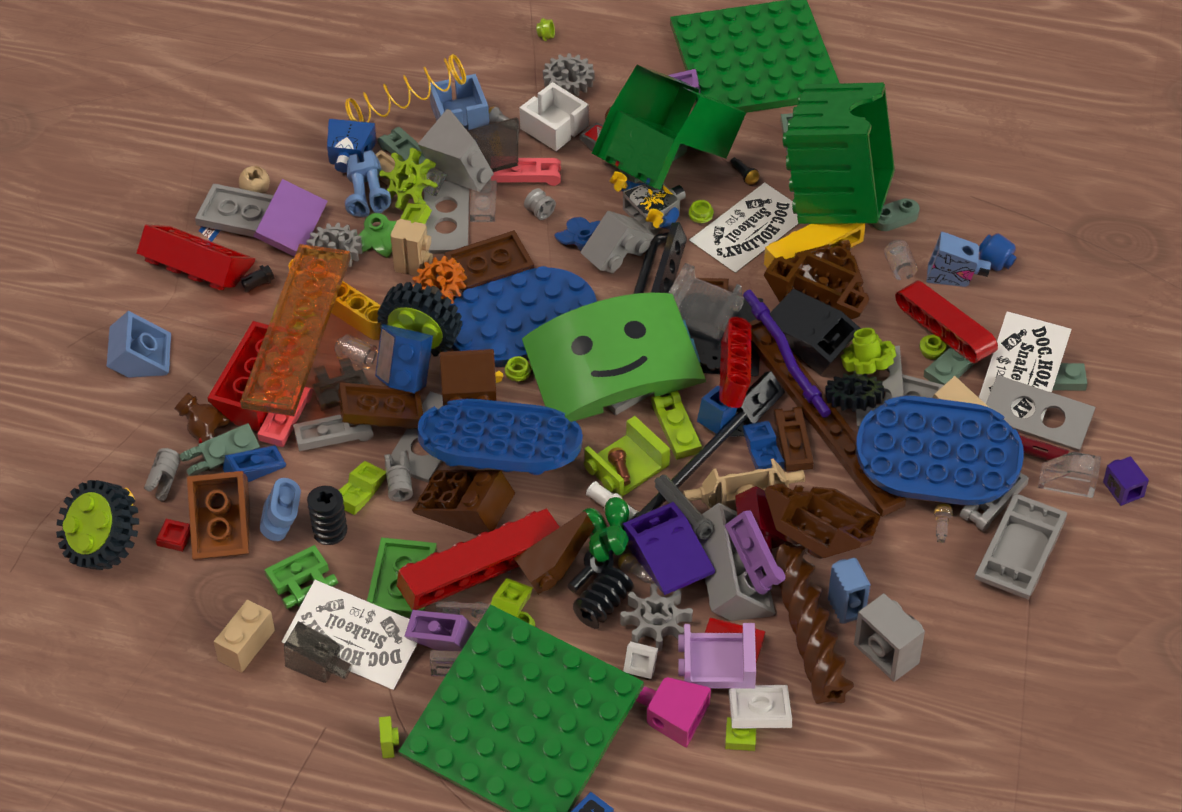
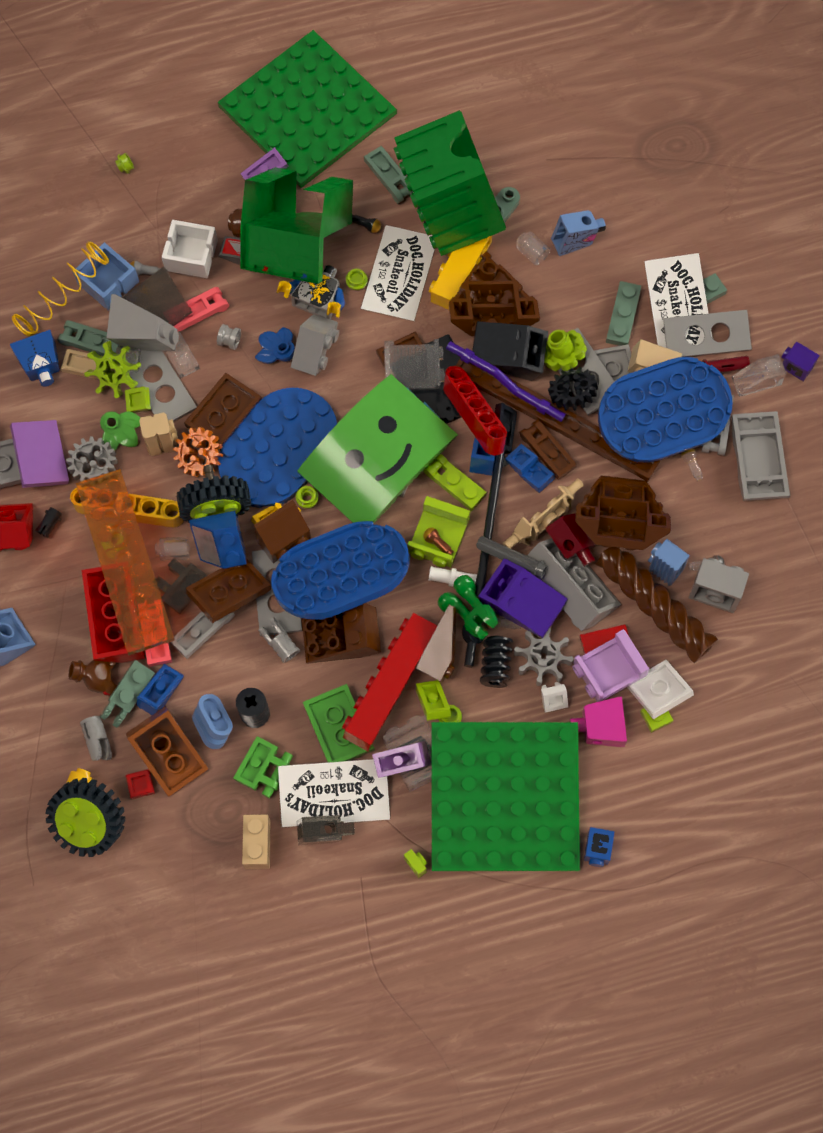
camera: 30 degrees left, 20 degrees up
(361, 486) = (254, 665): lime slope -> none
(366, 172) = (75, 376): medium blue piece -> none
(578, 71) = (159, 200): light grey gear -> none
(669, 262) = (365, 346): black piece -> none
(754, 552) = (587, 569): medium lavender plate -> none
(932, 347) = (599, 319): lime plate -> none
(946, 321) = (601, 289): red beam -> none
(997, 251) = (600, 204): blue head -> none

